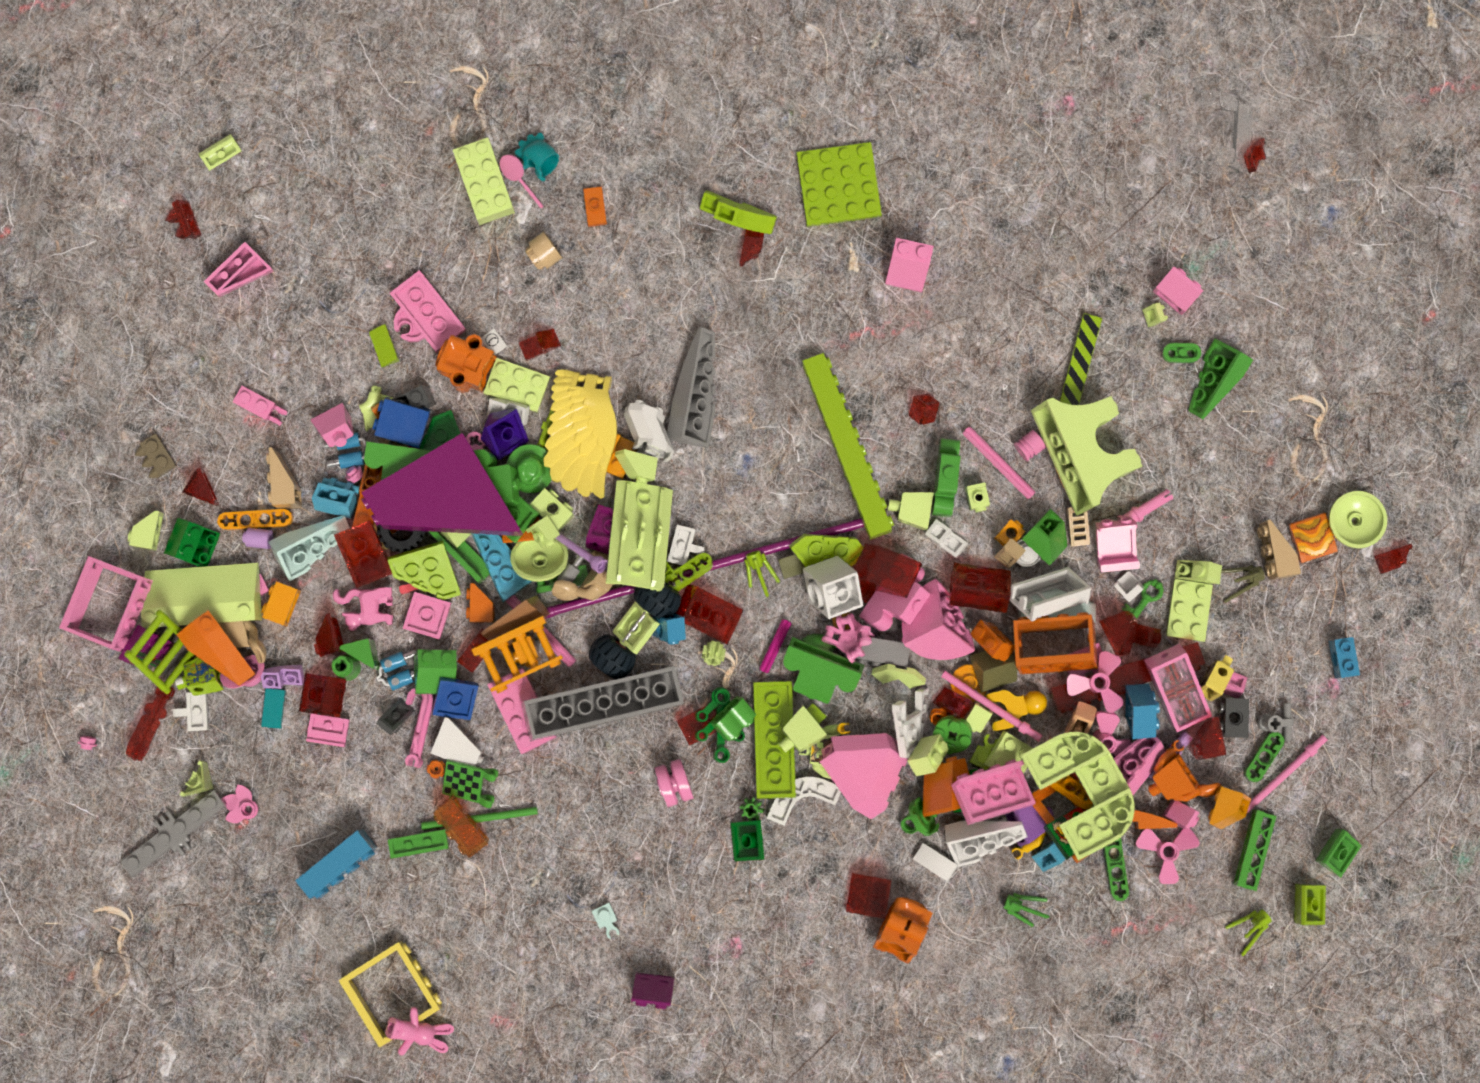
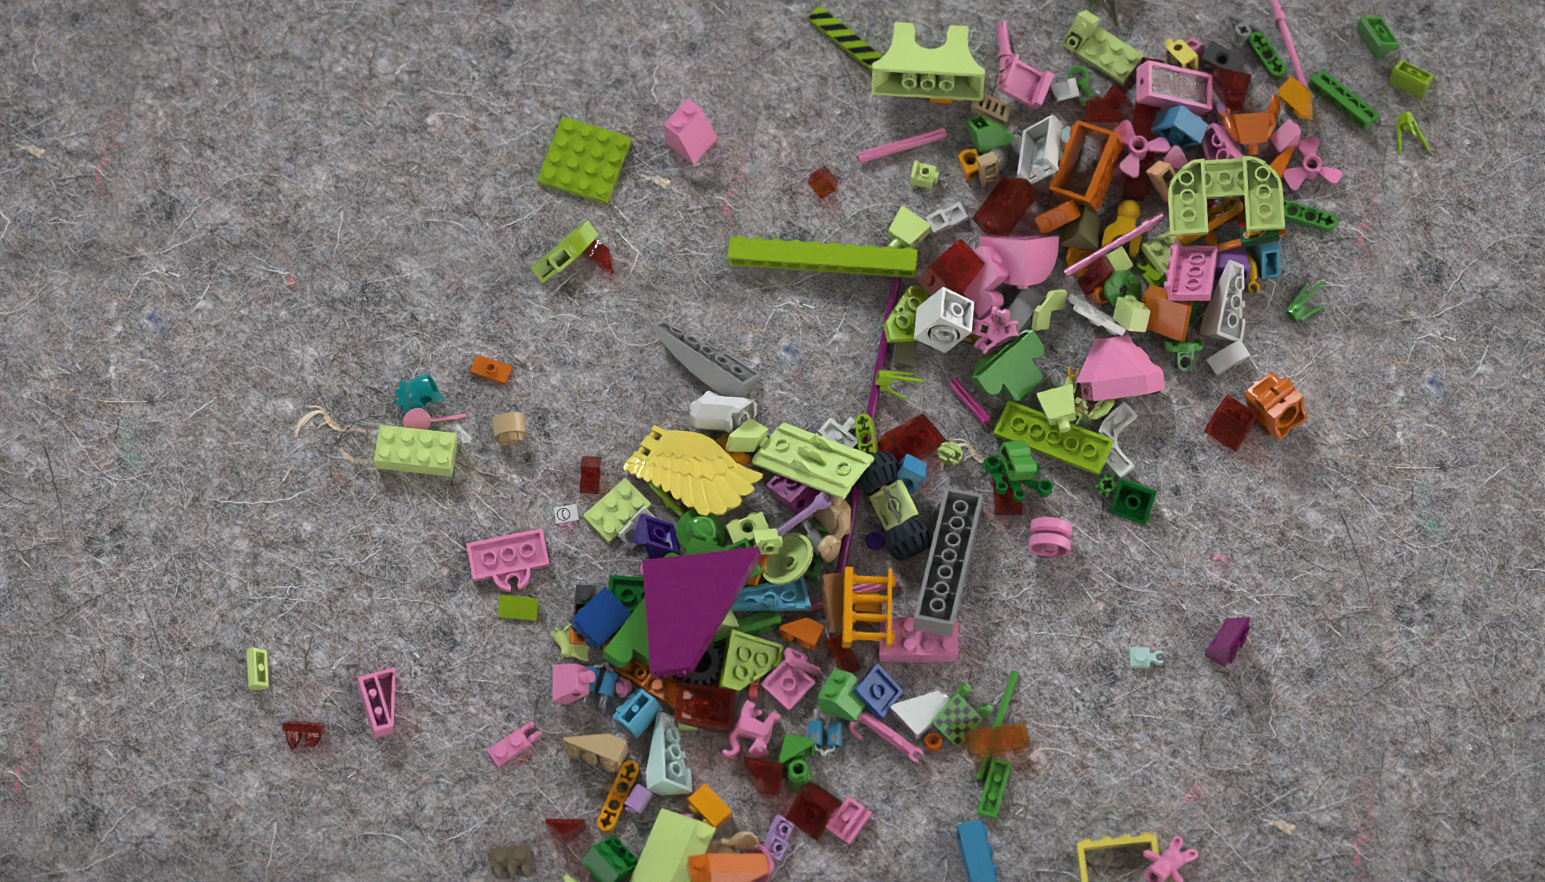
camera: 60 degrees left, 15 degrees down
(273, 708) = (803, 861): teal tile -> none
(395, 717) = (867, 754): dark grey slope -> none
(452, 615) = (800, 661): none -> bright pink tile
(460, 361) = (575, 539): orange piece -> none
(599, 626) = (875, 541): none -> dark purple plate
(946, 477) = (893, 188): bright green brick -> none
(1029, 445) = (901, 112): bright pink piece -> none

